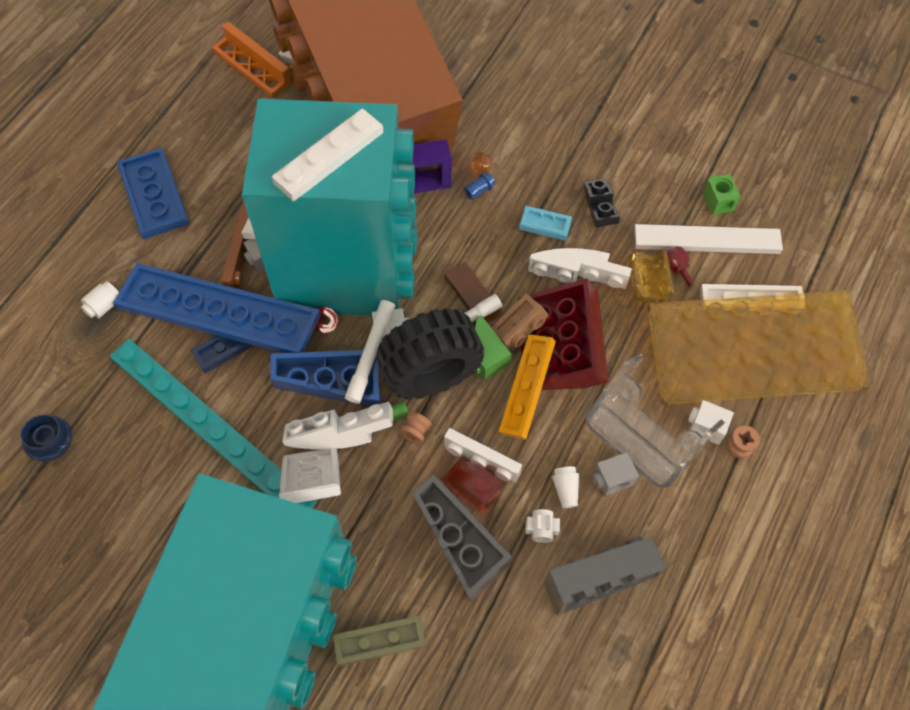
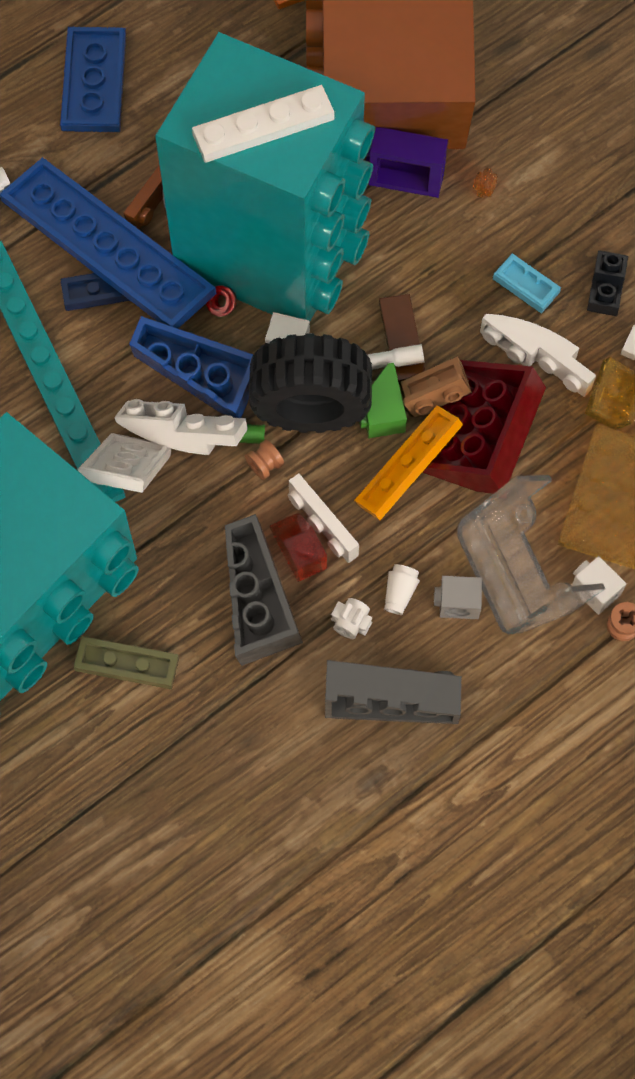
camera: 25 degrees right, 5 degrees up
(360, 378) = (223, 381): white piece -> none
(480, 185) = (471, 208): blue pin -> none

